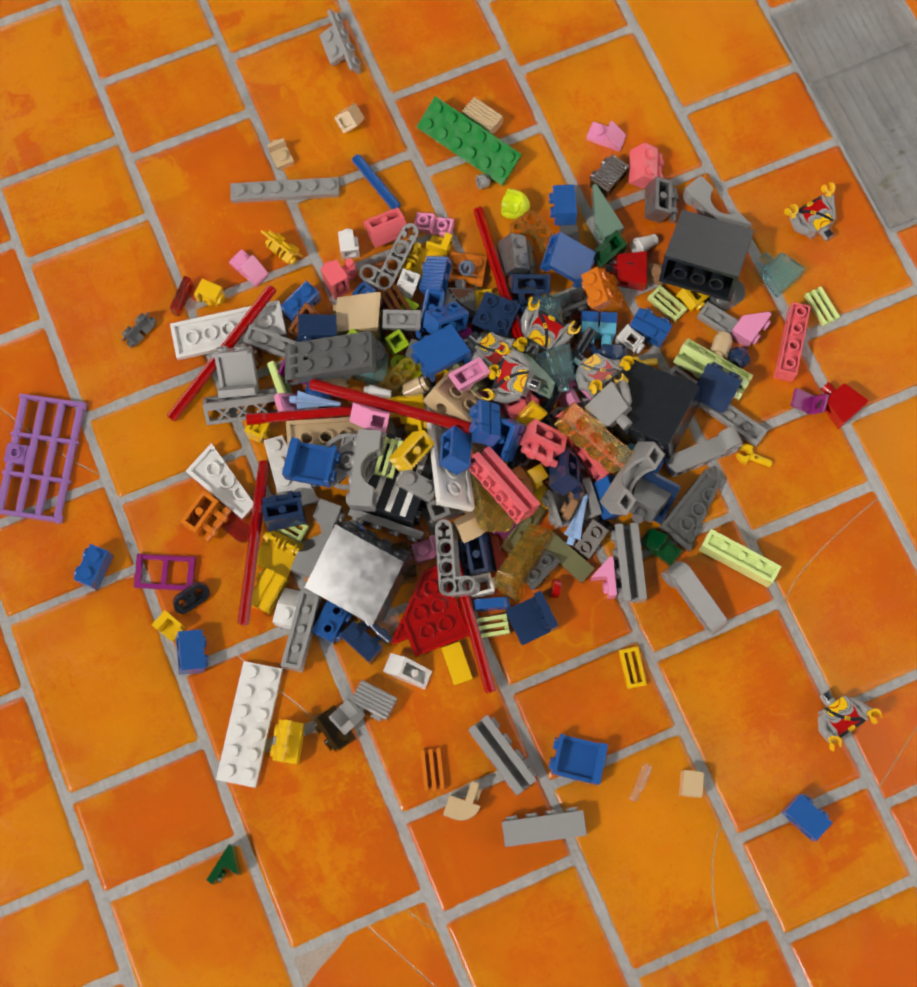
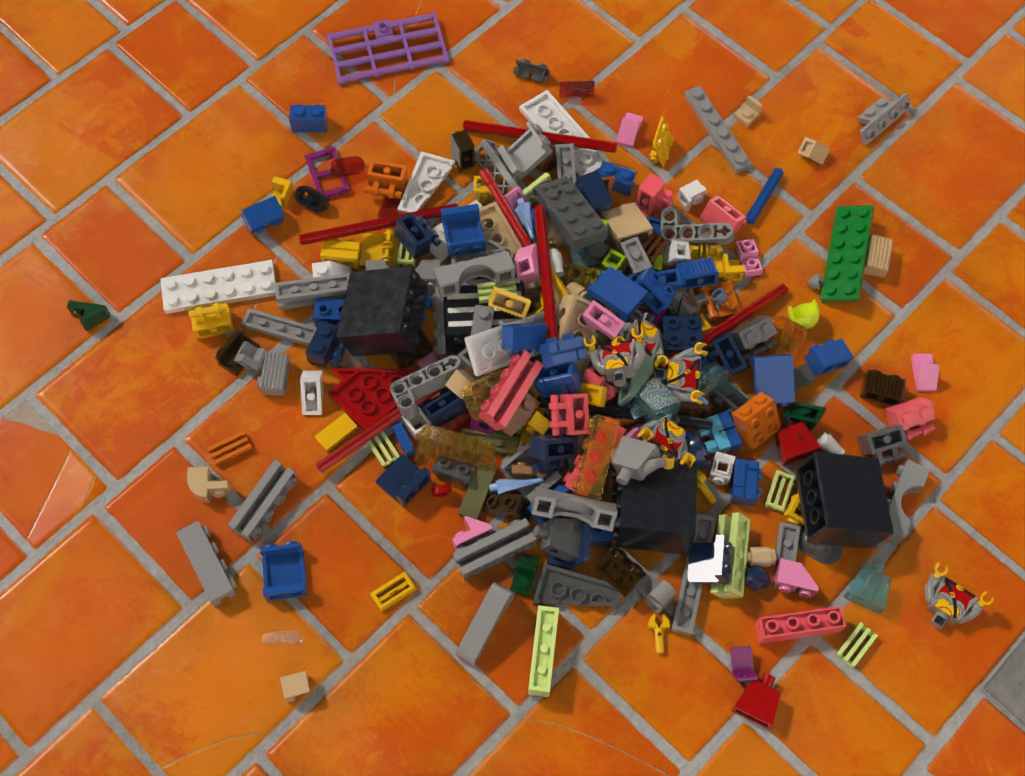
camera: 65 degrees right, 10 degrees down
(168, 549) = (347, 166): none -> clear red tile
(205, 430) = (462, 150): none -> dark brown brick
(209, 293) = (589, 108): yellow brick -> none
(324, 678) = (278, 327): none -> light grey plate
(604, 218) = (836, 397): sand green slope -> none
(696, 464) = (620, 571): none -> dark brown bracket

